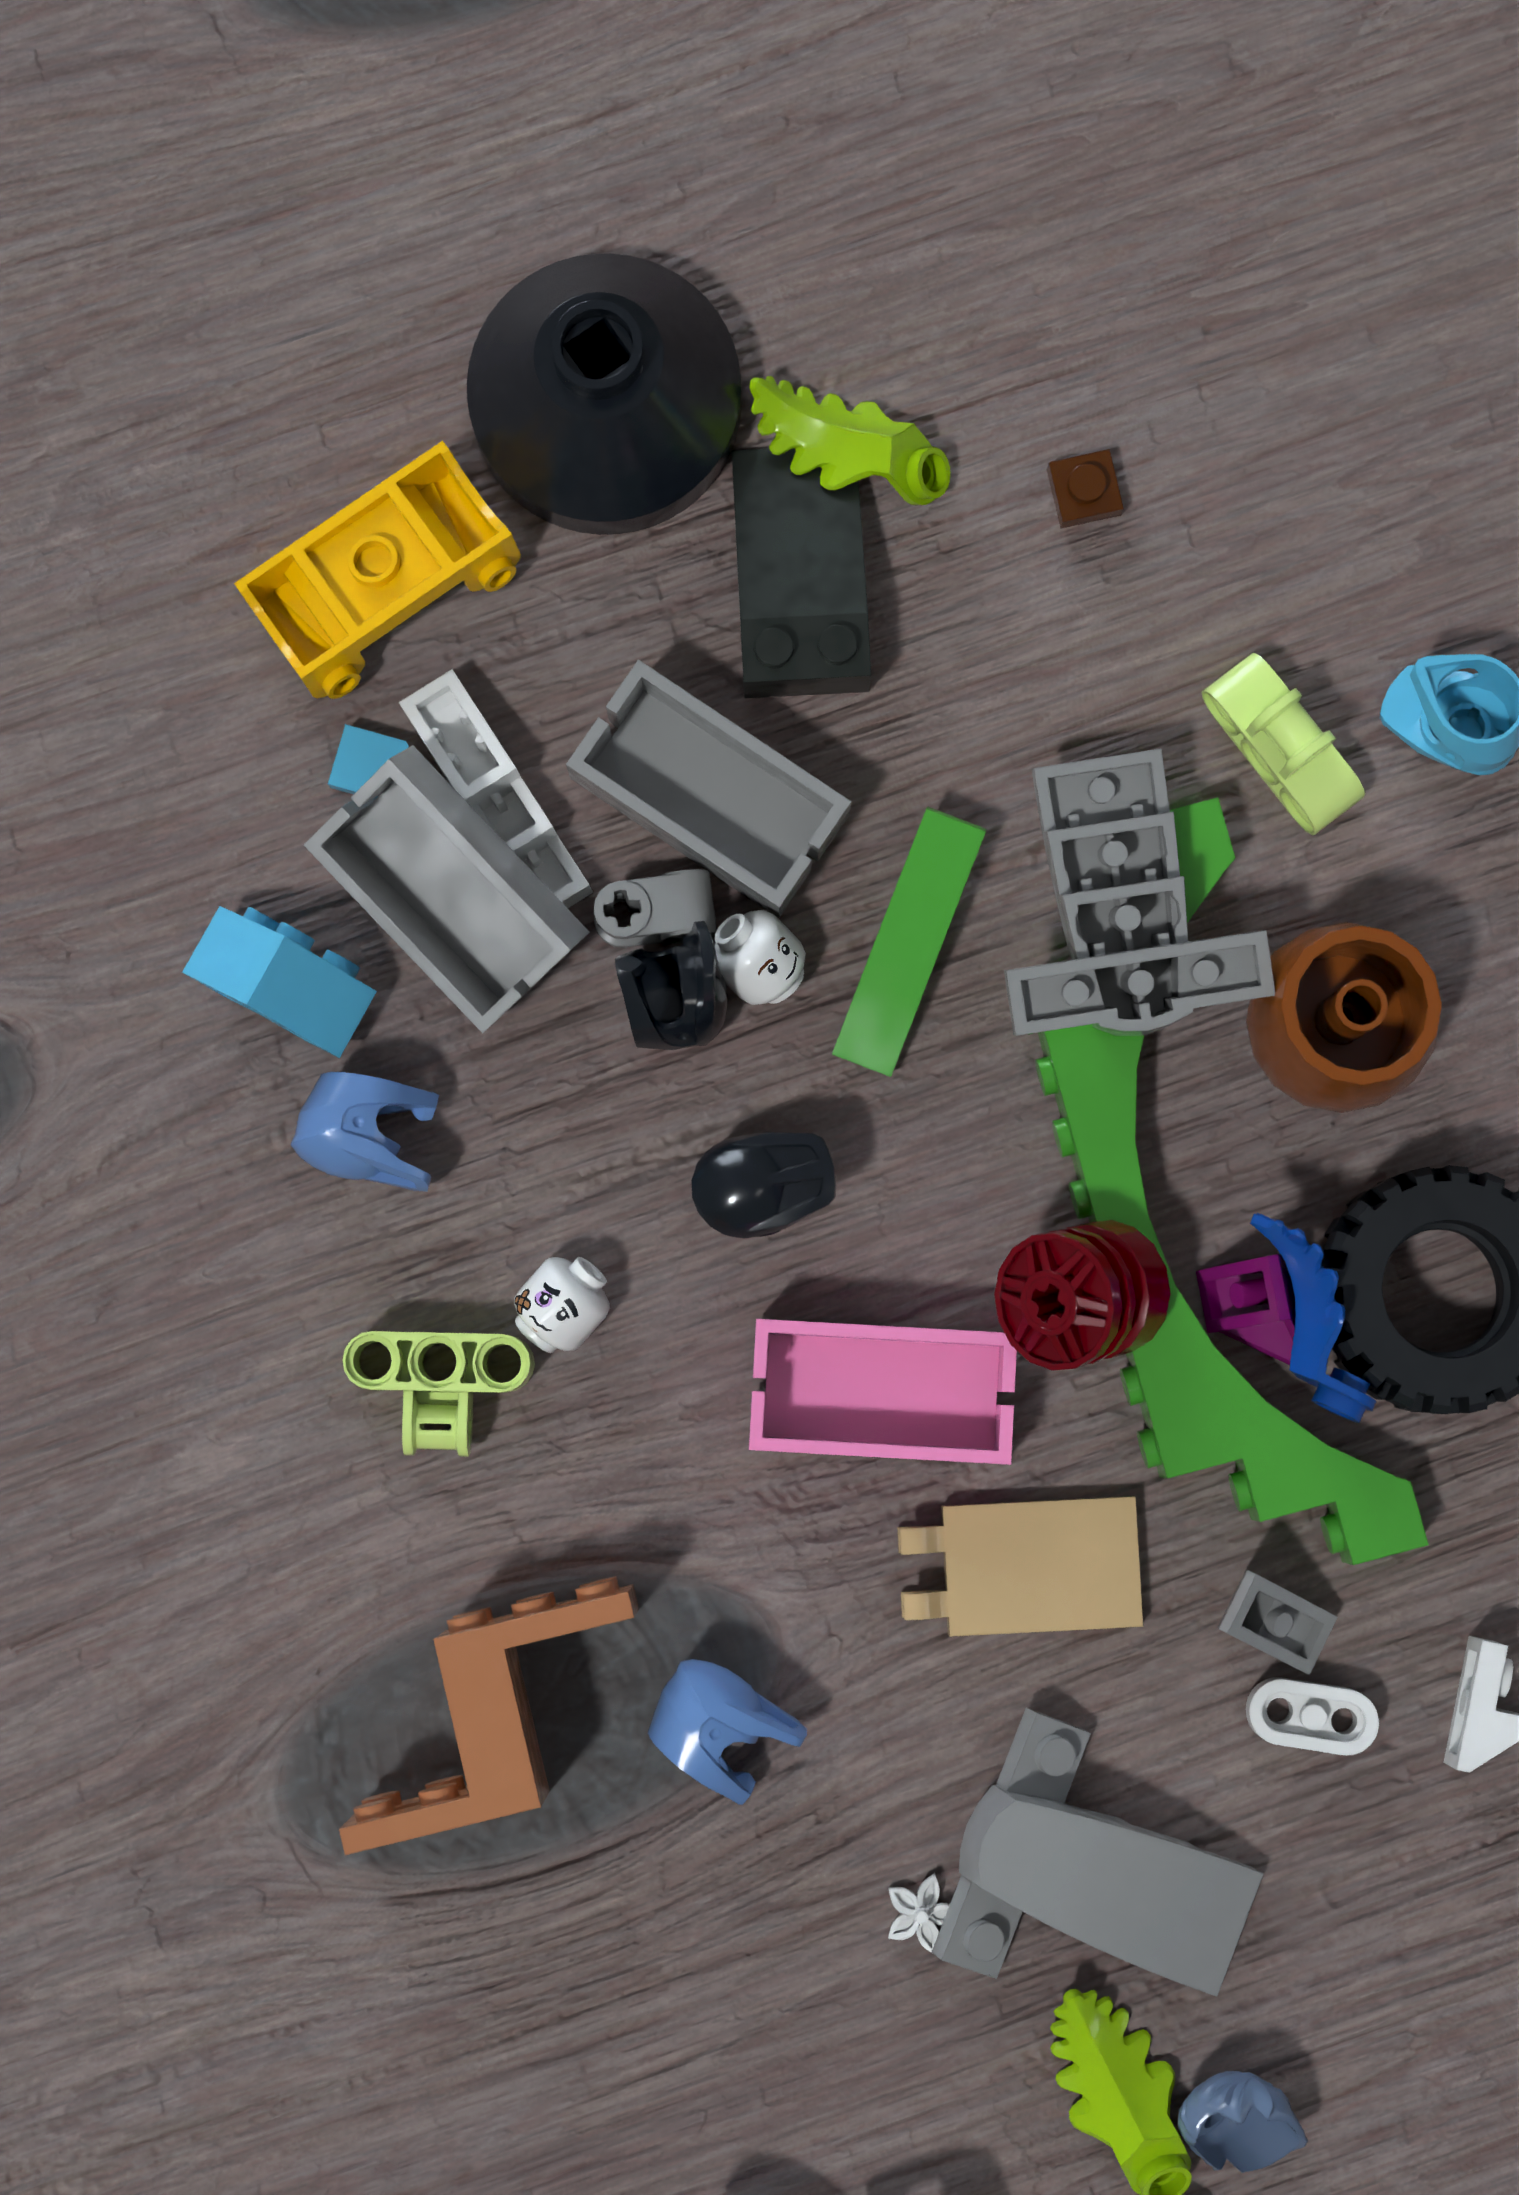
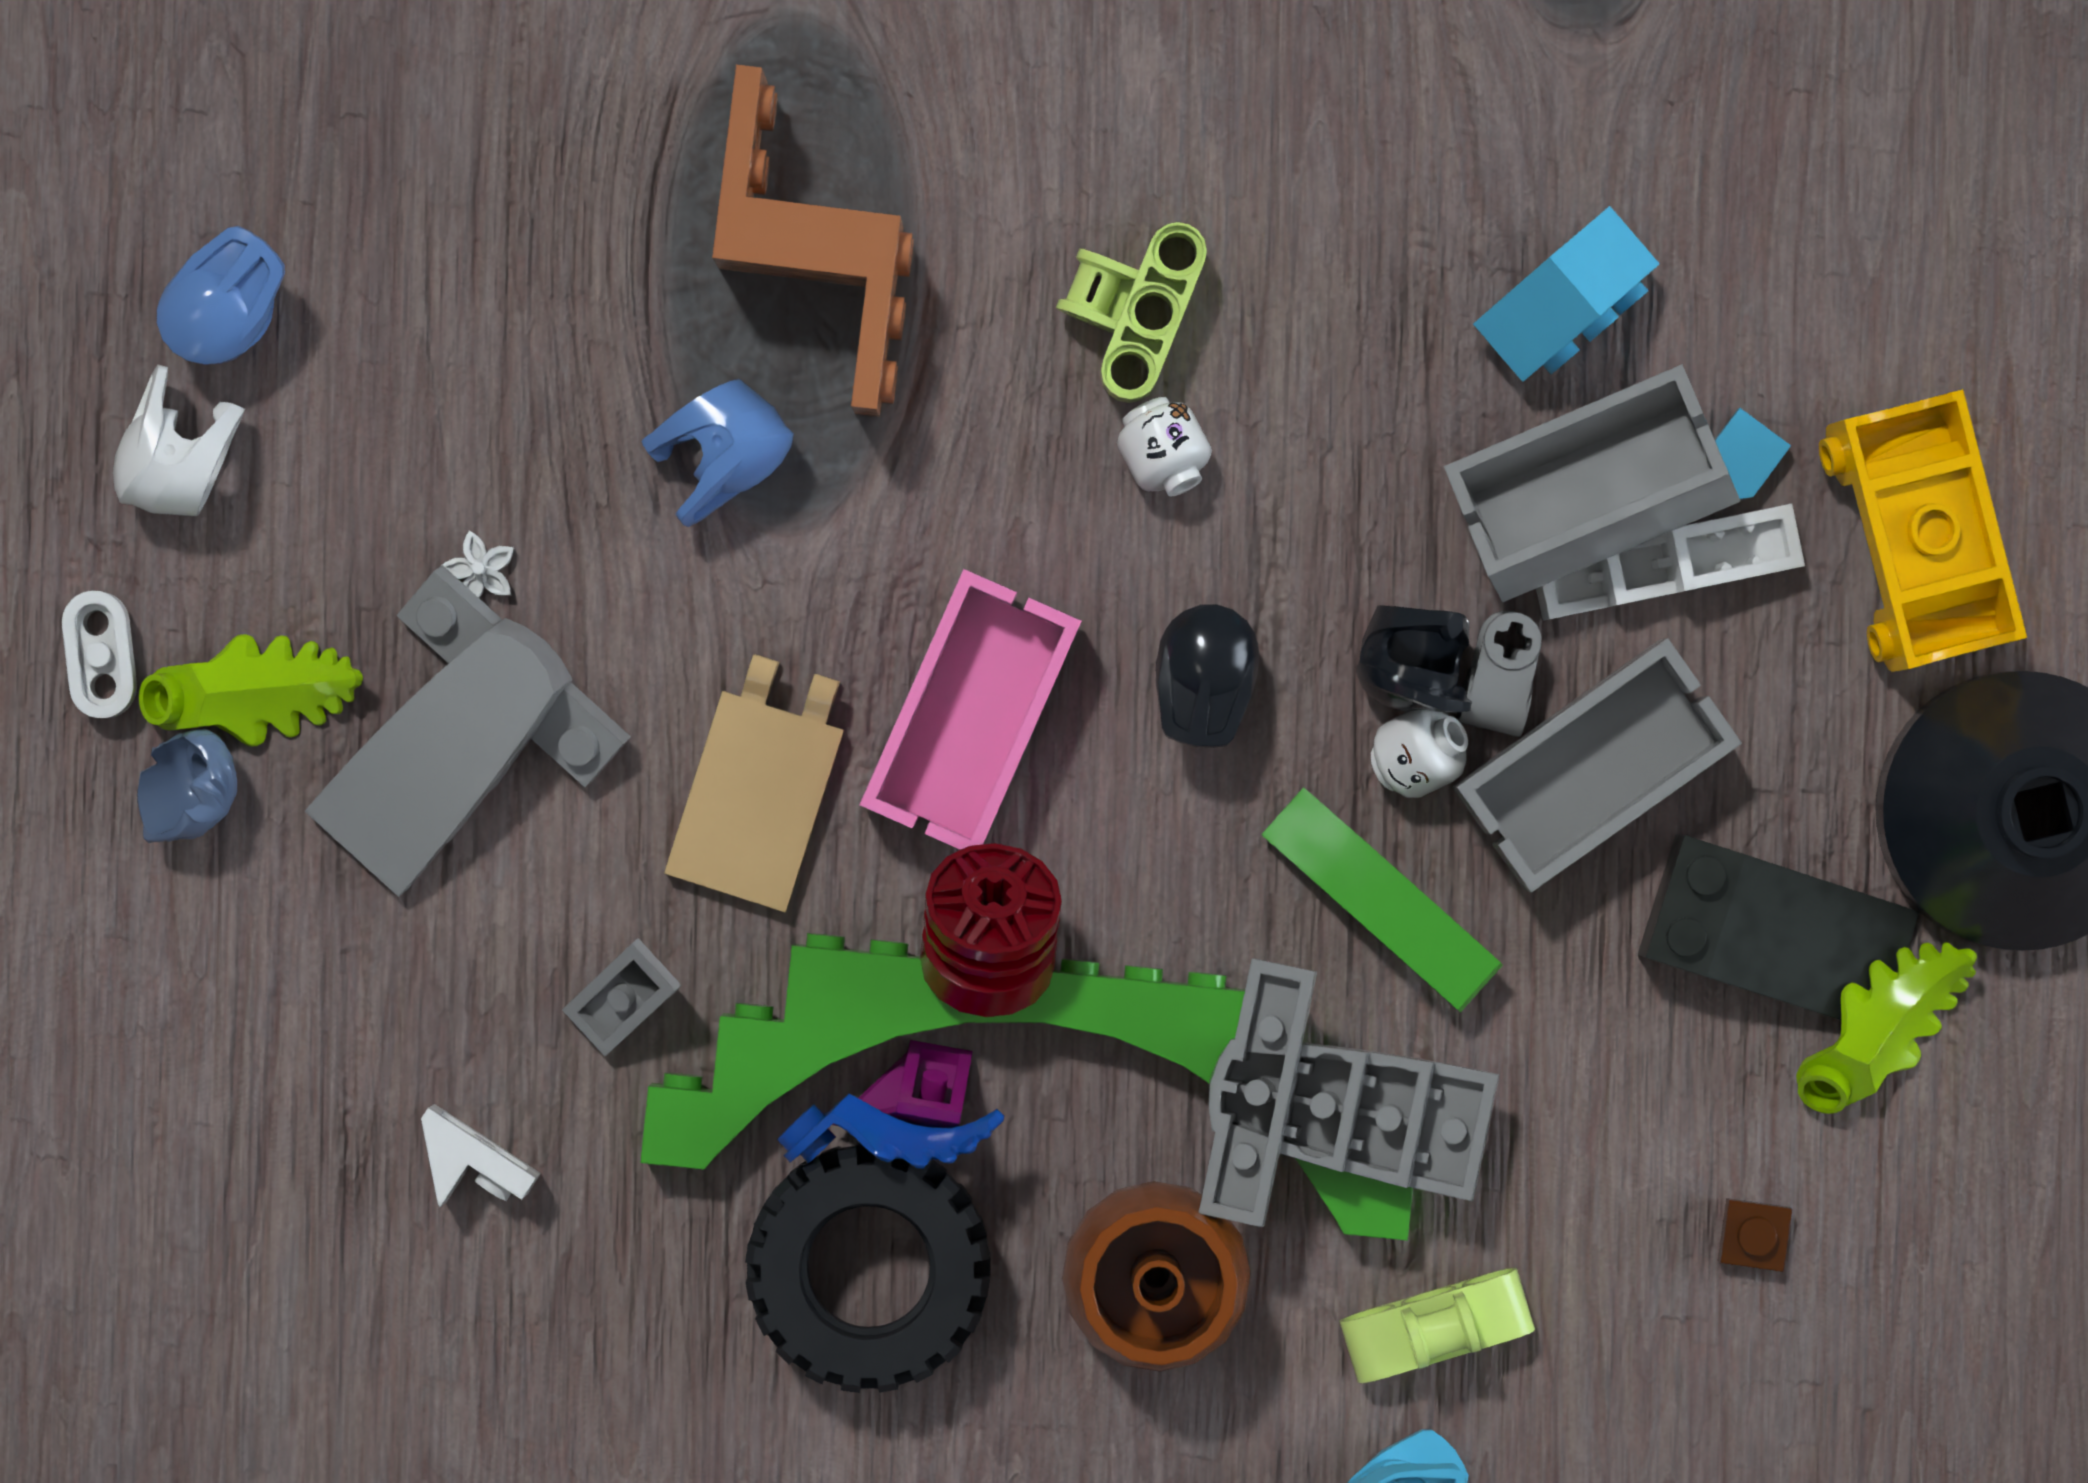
camera: 105 degrees right, 5 degrees up
(341, 1132) = (1403, 301): medium blue helmet -> none
(1310, 1716) = (524, 996): white plate -> none

